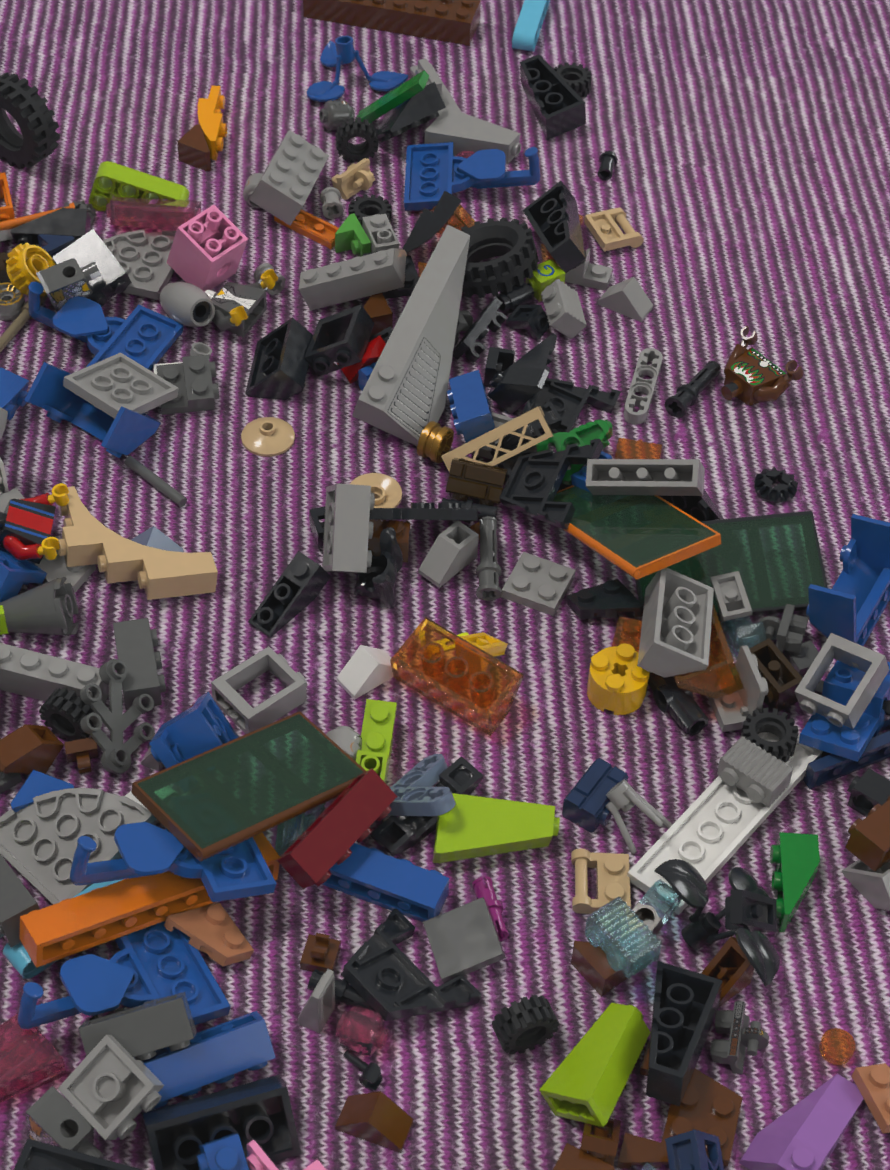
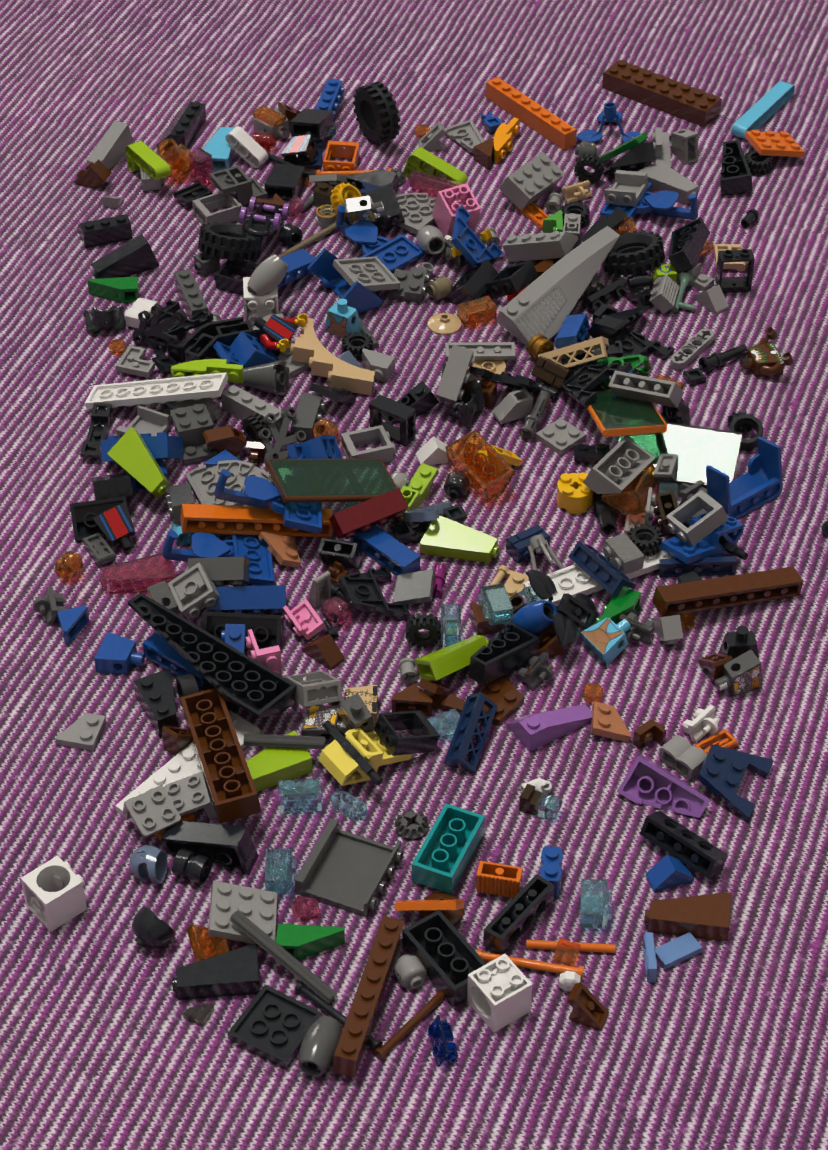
camera: 25 degrees right, 5 degrees down
(84, 133) = (421, 130): none -> clear orange tile
(106, 143) = (431, 141): none -> light grey slope
(117, 475) = (342, 319): none -> medium azure torso
(152, 126) = (465, 135): none -> light grey wing
(156, 501) = (356, 343): none -> black tyre
(167, 610) = (335, 394): none -> black wing
(172, 685) = (325, 428): none -> clear orange head
(179, 100) = (490, 122): none -> blue plate
(204, 535) = (380, 363): none -> light grey slope
(230, 73) = (531, 113): none -> orange brick
(236, 379) = (439, 287): none -> dark tan head
(252, 297) = (468, 243): none -> blue wing
(281, 618) = (404, 413): none -> black window
(310, 405) = (477, 311): none -> clear orange brick
(314, 912) = (344, 552): none -> black brick
(316, 1067) = (305, 619): none -> bright pink bracket
(354, 471) = (485, 350): none -> light grey fence
(427, 159) = (627, 188): none -> light grey panel
(432, 719) = (456, 484): none -> black head
(466, 77) = (685, 145): none -> light grey torso
(534, 1112) = (407, 668): none -> light grey bush
(569, 1001) = (450, 624): none -> clear light blue brick
(577, 279) = (685, 280): none -> sand green piece
(580, 50) = (774, 144): none -> orange plate
(656, 263) = (741, 284): none -> black window
(670, 429) = (694, 377): none -> black tile
(695, 940) = (535, 616): none -> blue piece
(738, 812) = (600, 568): none -> dark blue fence
(804, 485) = (748, 420): none -> black tyre
(811, 938) = (607, 638): none -> medium azure torso
(837, 904) = (638, 631): none -> dark grey hips

